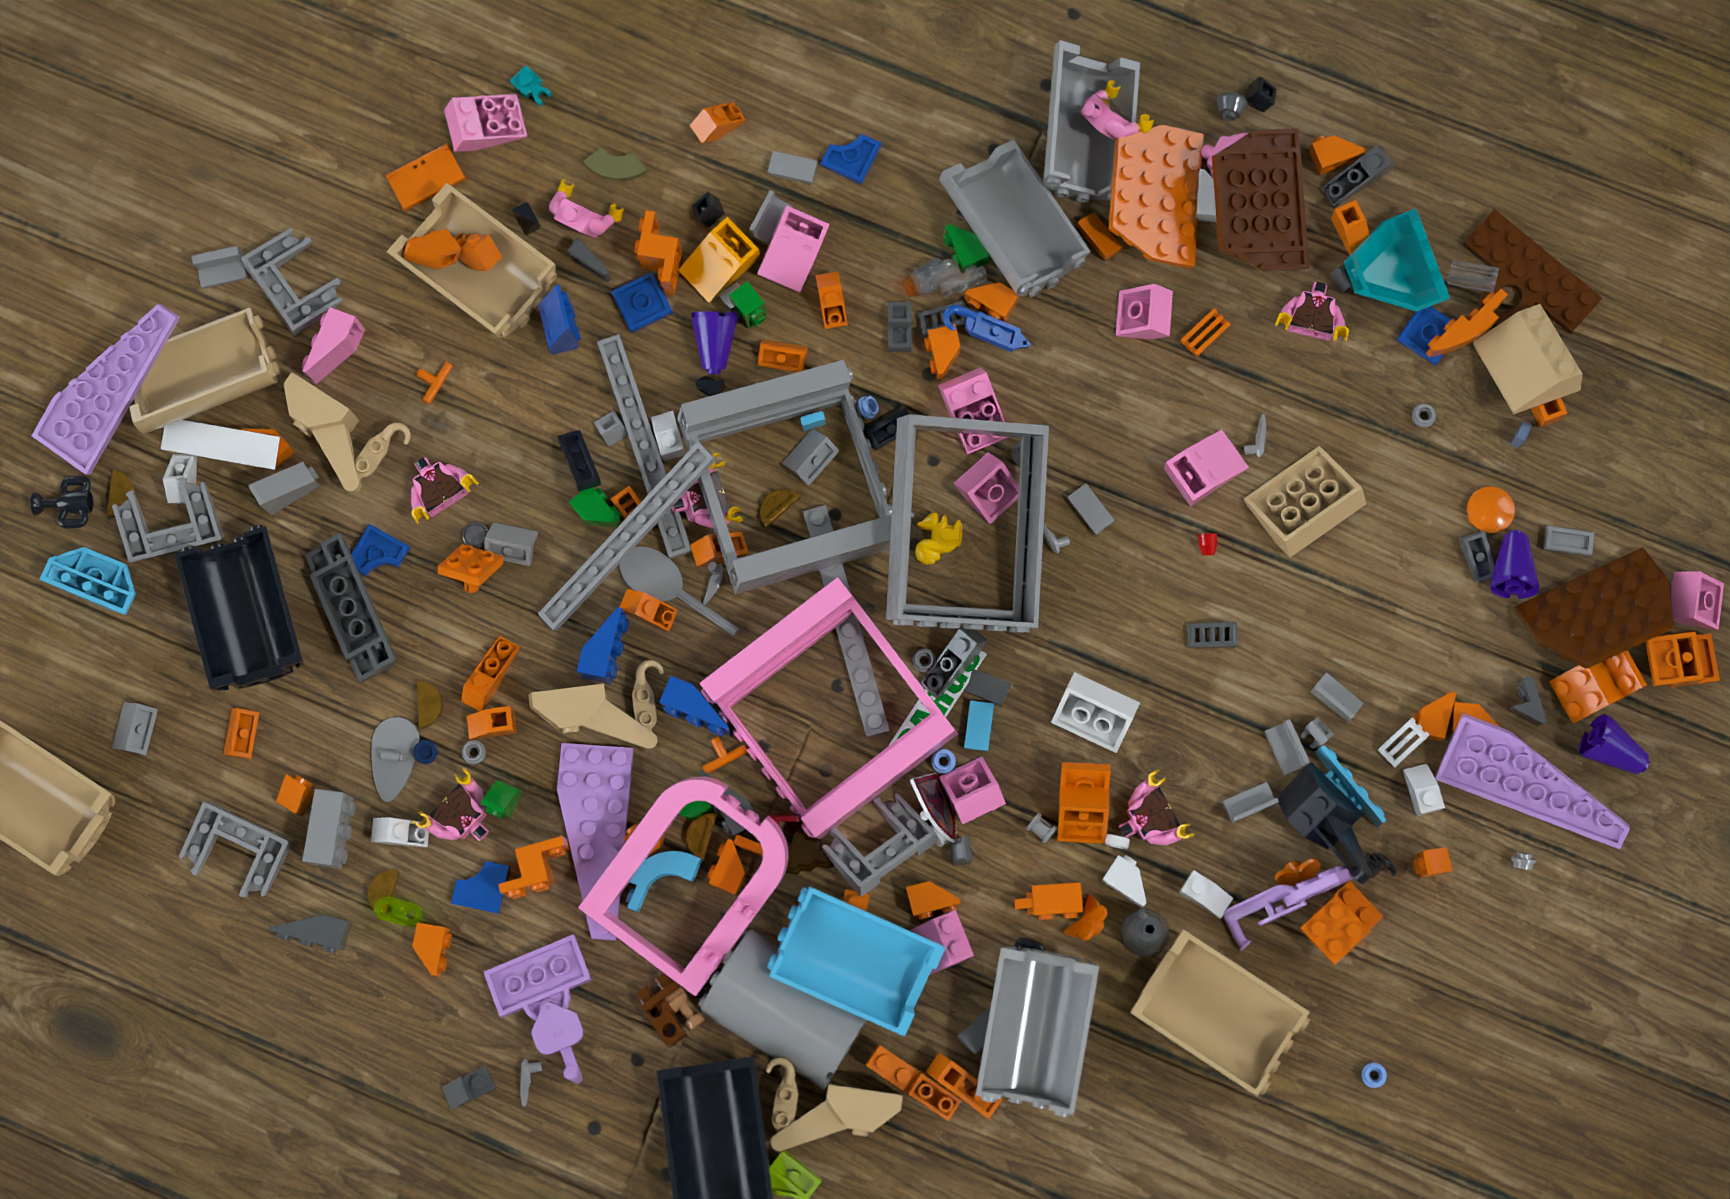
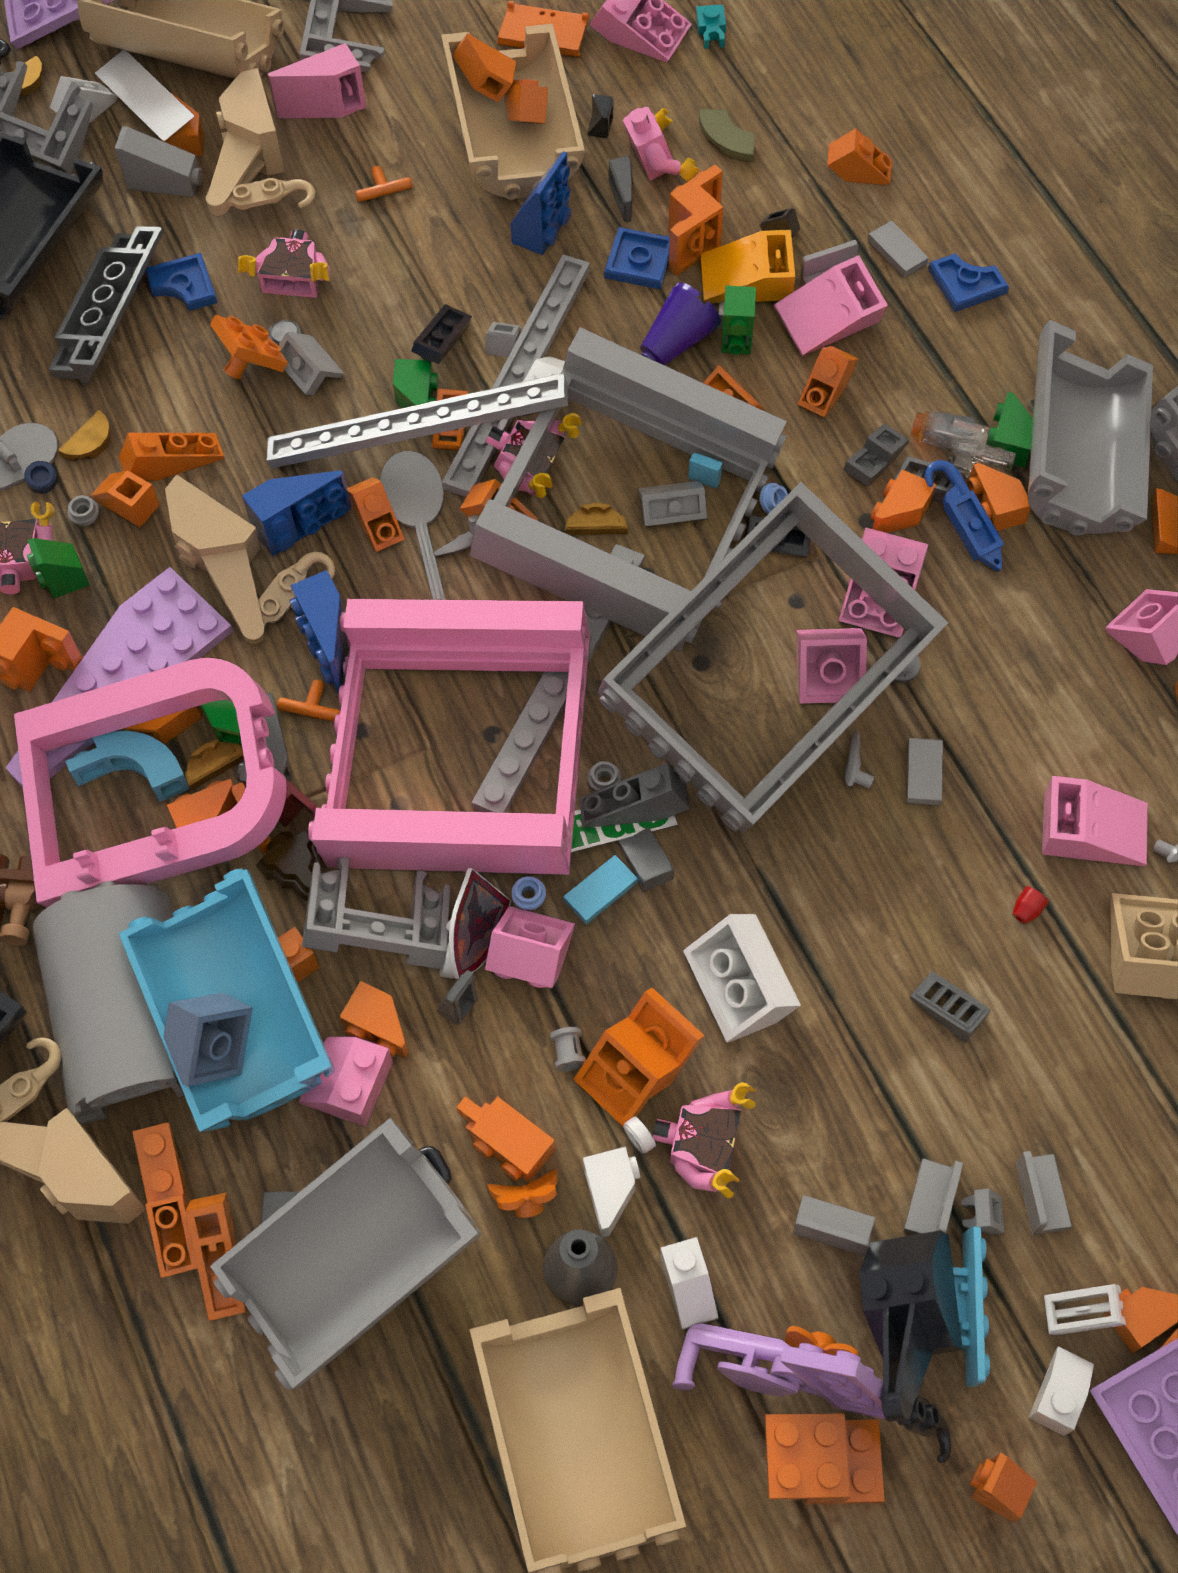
camera: 35 degrees right, 15 degrees down
(861, 986) = (207, 1037): none -> sand blue slope
(943, 538) = (736, 676): yellow animal -> none

